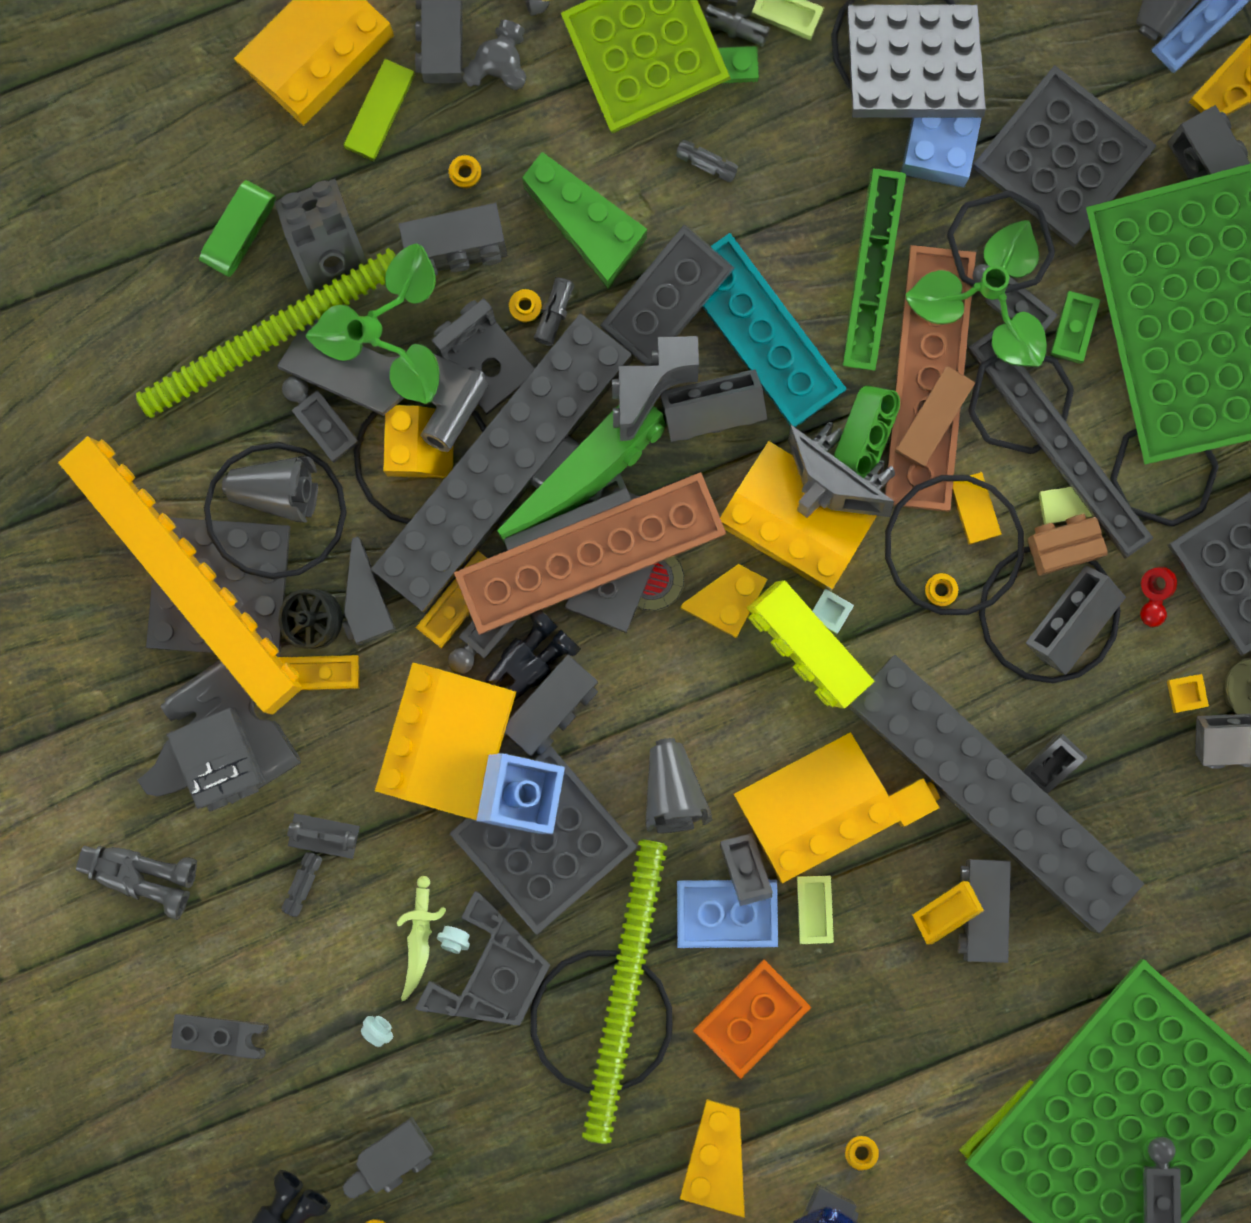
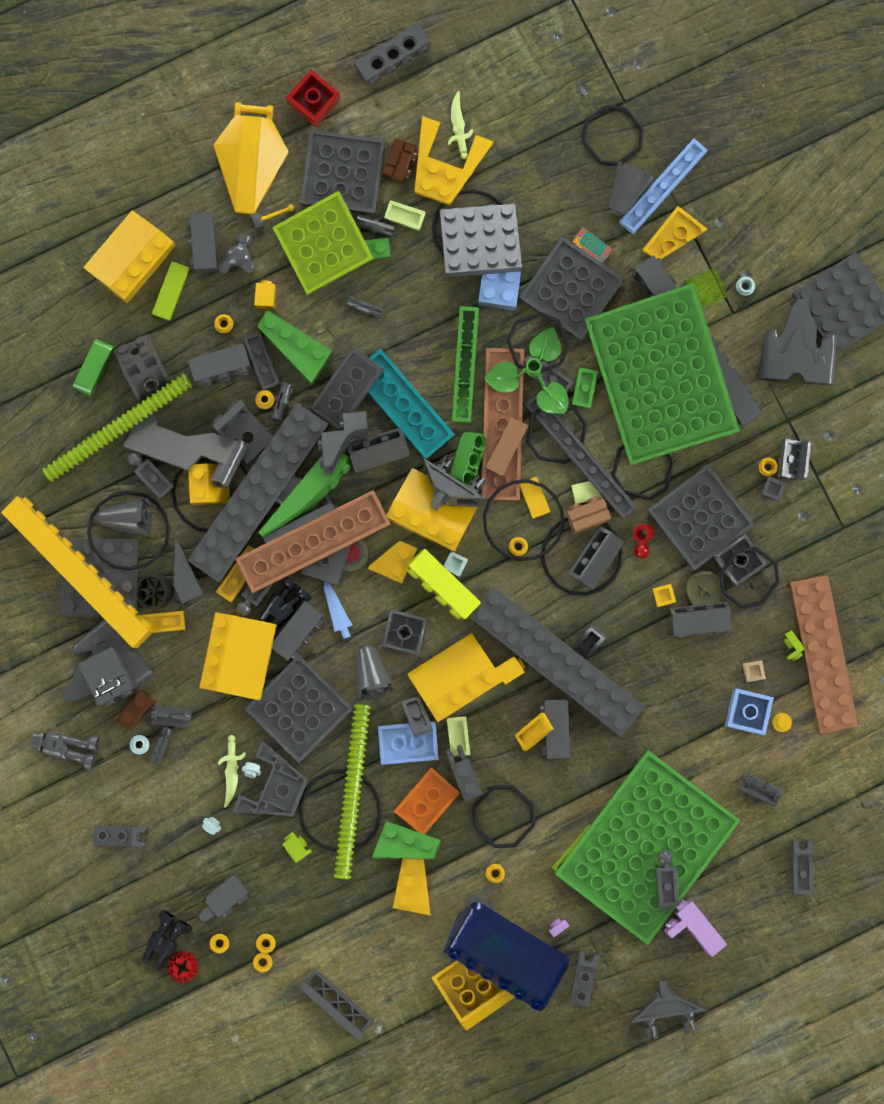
camera: 10 degrees left, 0 degrees up
(260, 820) = (135, 710): none -> reddish brown brick
(271, 872) = (144, 740): none -> light aqua plate
(342, 331) = (161, 425): bright green plant -> none
(520, 793) = (283, 682): light blue brick -> none
(520, 1080) = (296, 847): none -> lime brick
(524, 240) = (261, 361): none -> dark grey tile
(539, 128) = (265, 295): none -> yellow brick
(622, 682) = (338, 616): none -> light blue bar
(707, 1088) = (405, 843): none -> bright green wing
(746, 742) = (398, 621): none -> dark grey brick
(822, 979) = (464, 775): none -> dark grey hinge
(933, 1054) = (523, 835): none -> black piece
(1104, 84) = (592, 245): none -> tile

